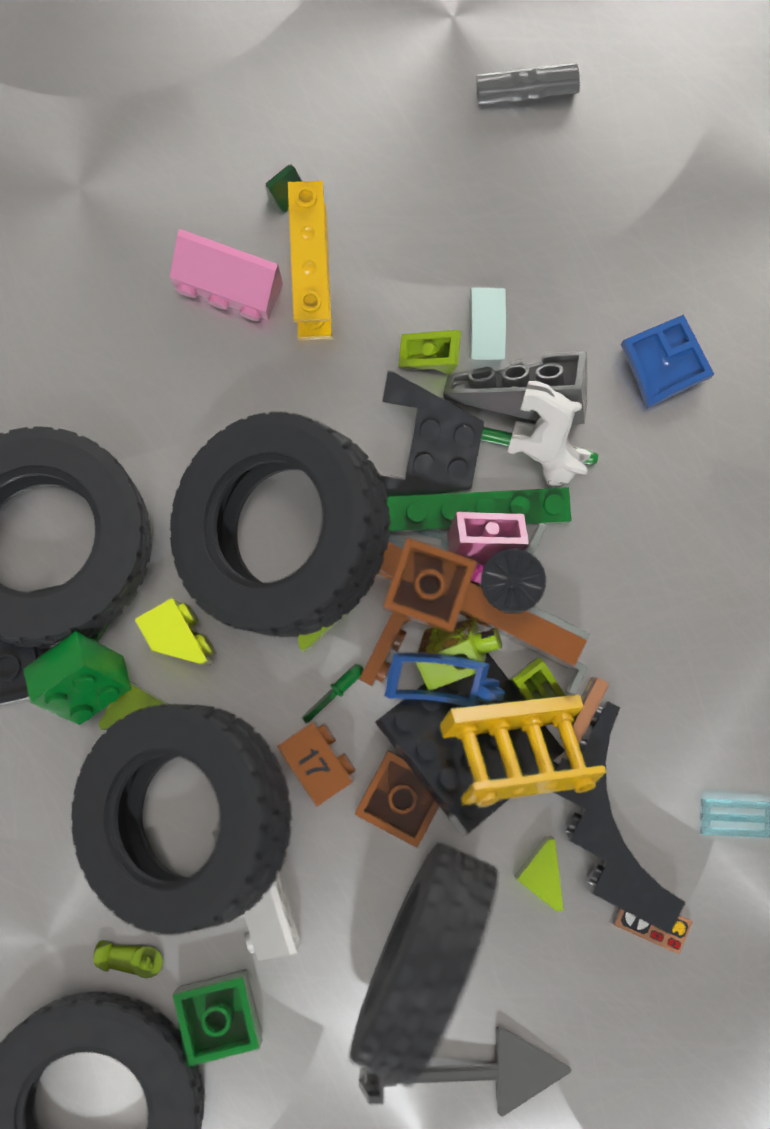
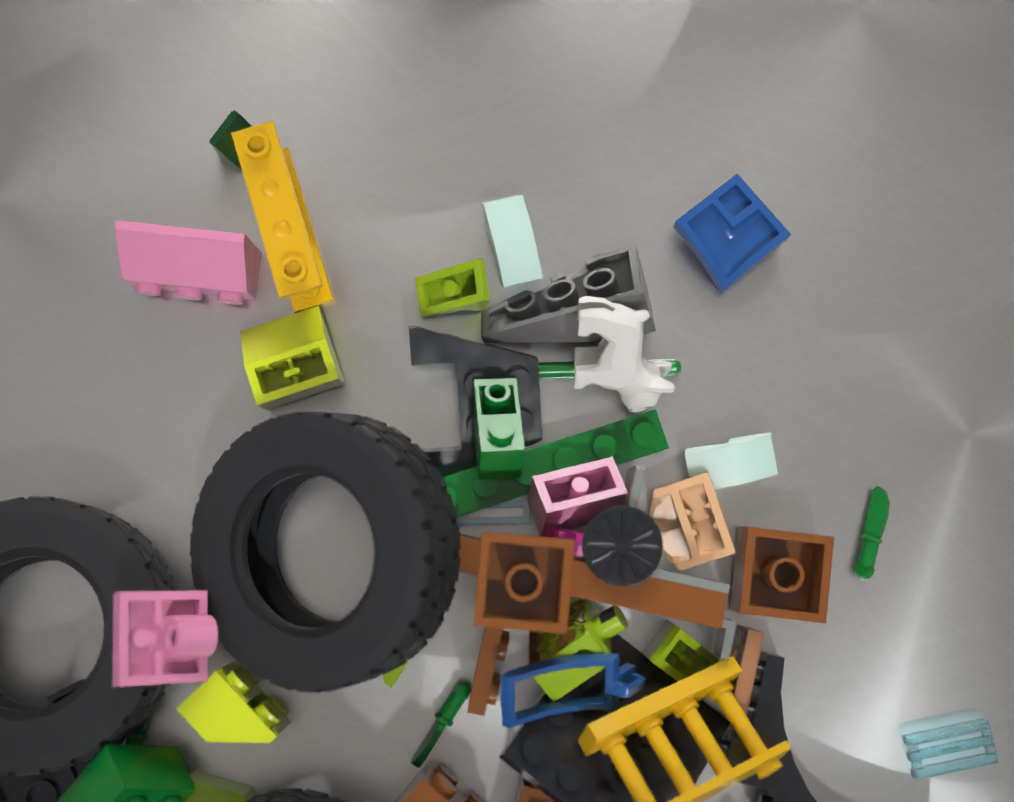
camera: 20 degrees left, 0 degrees up
(139, 559) = (161, 637): none -> bright pink plate
(286, 373) = (290, 358): none -> neon yellow slope
(438, 468) = (498, 428): none -> green slope
(573, 583) = (691, 522): none -> light nougat slope
(619, 545) = (734, 462): none -> light aqua slope
(636, 641) = (782, 574): none -> dark orange brick
(719, 630) = (873, 530): none -> green piece

